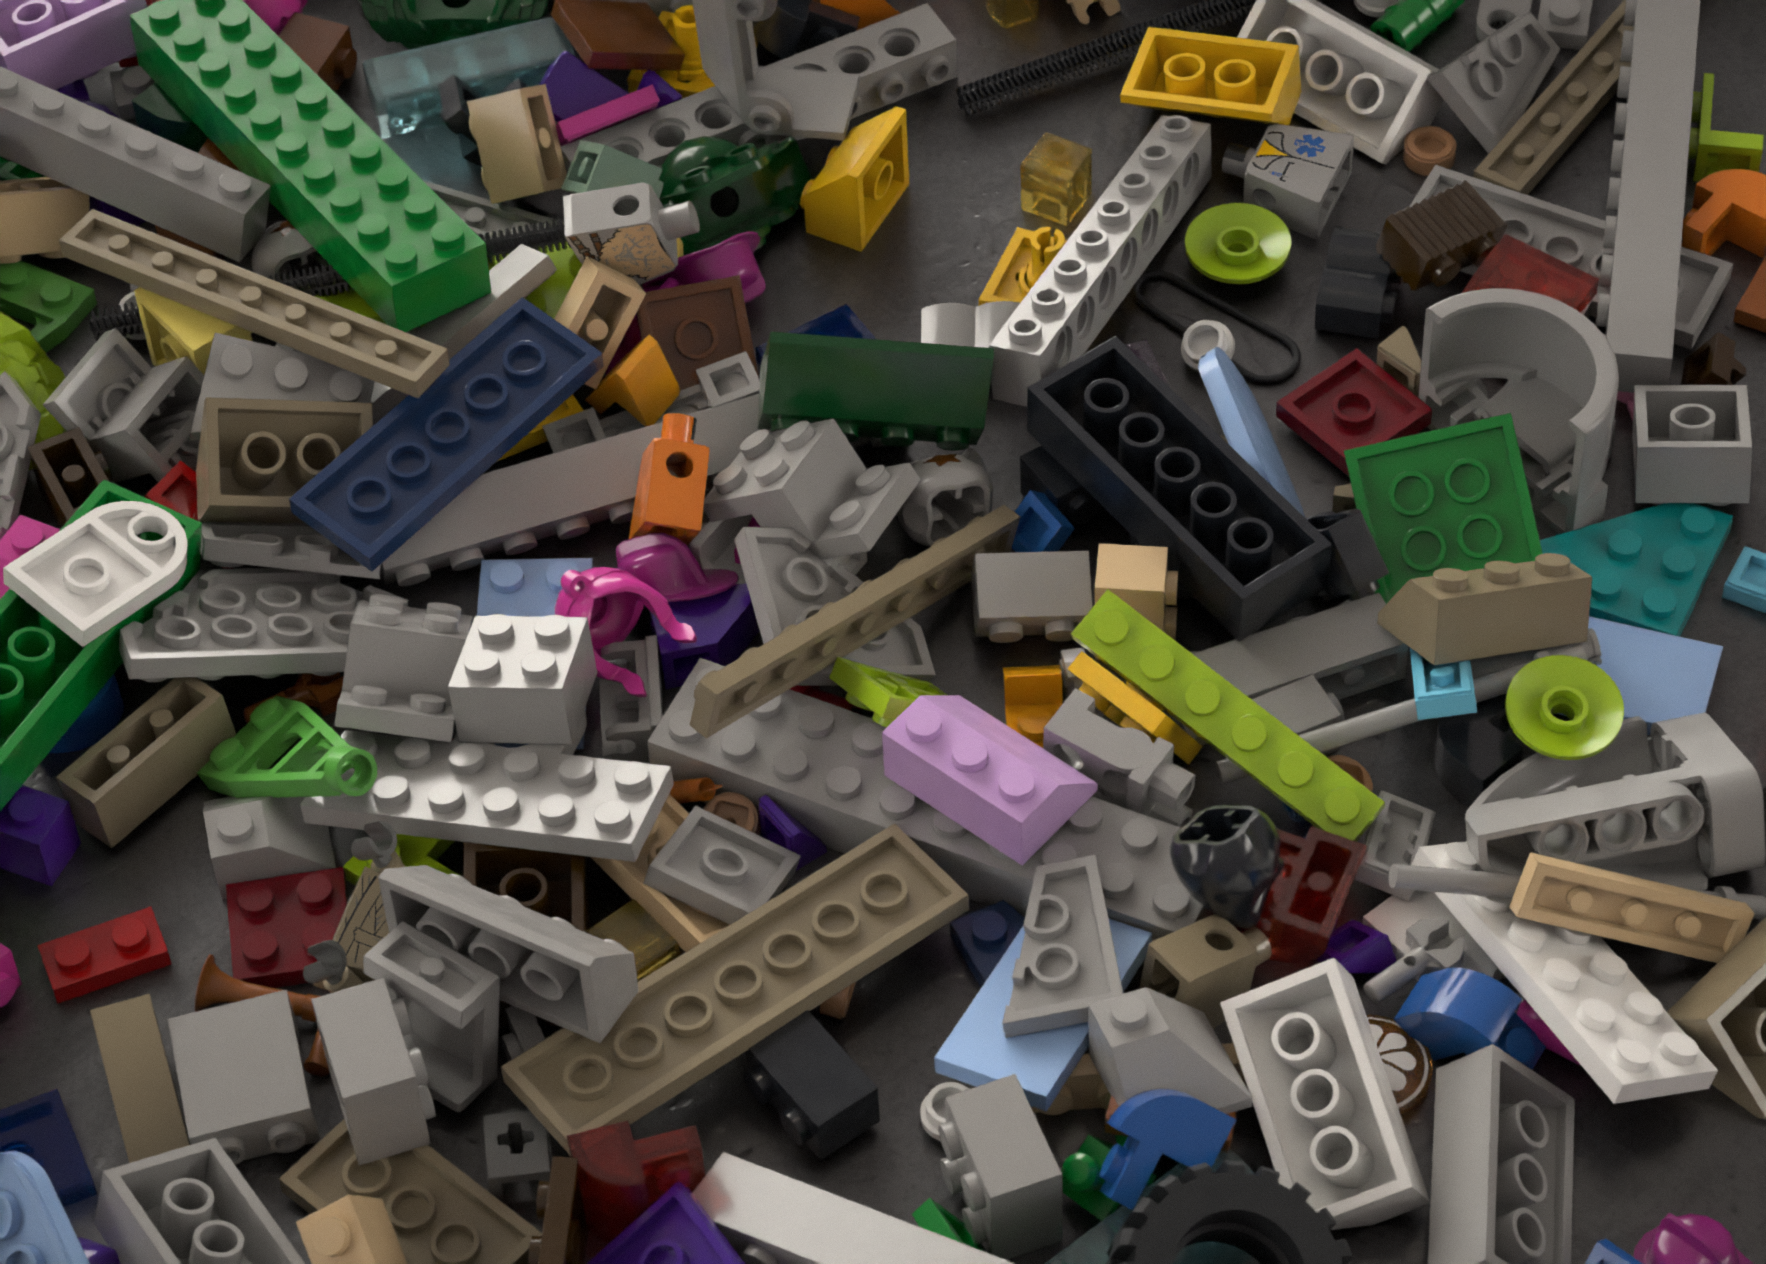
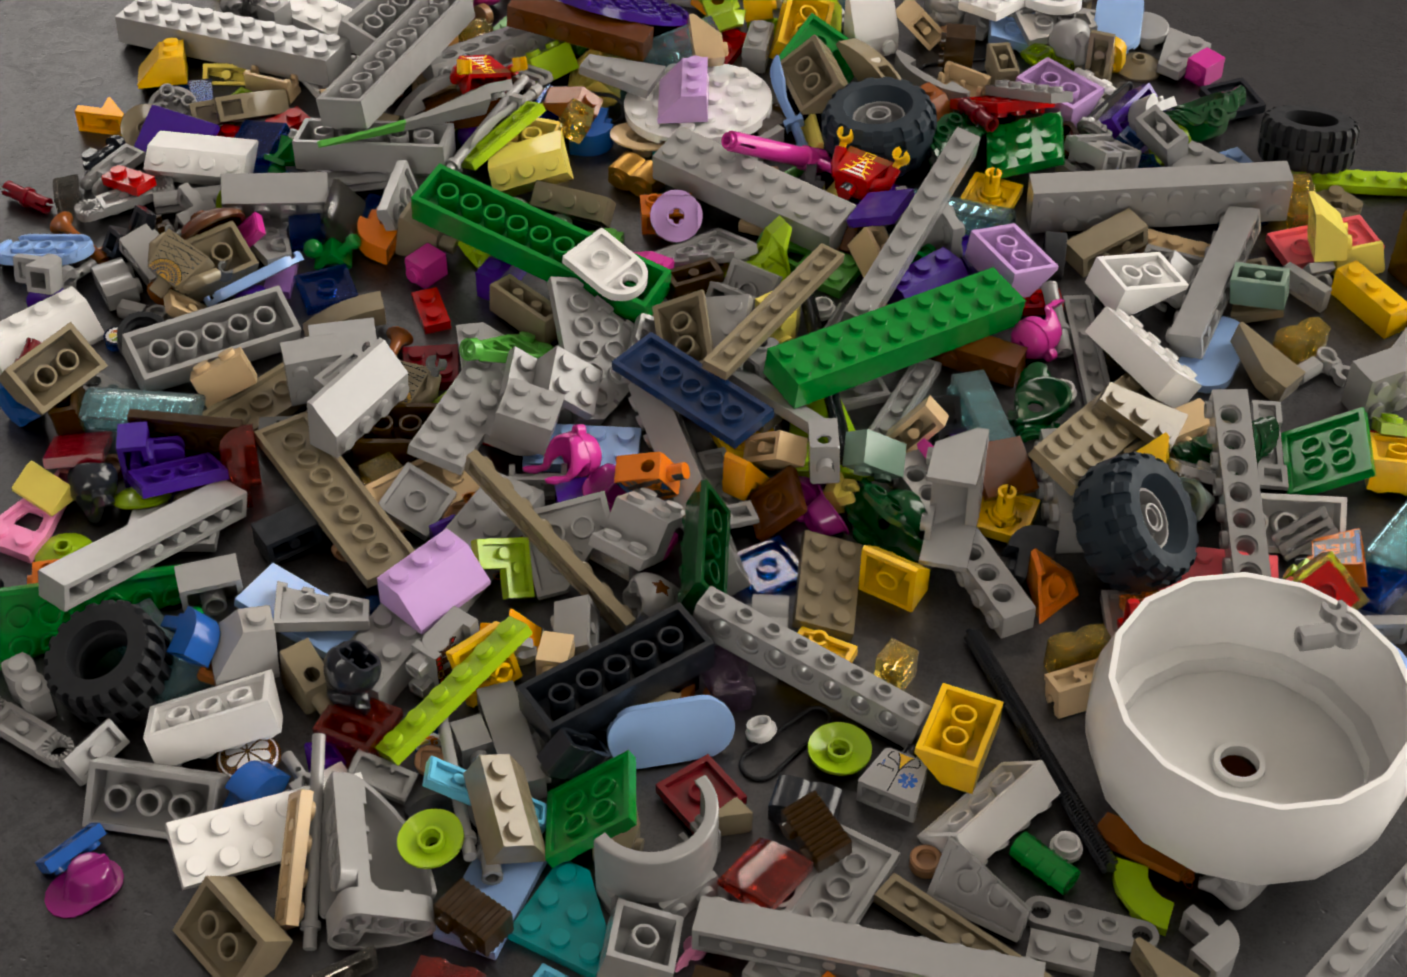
camera: 90 degrees right, 5 degrees down
(871, 274) = (827, 585): none -> dark tan plate
(1681, 661) = (473, 917): none -> dark brown brick

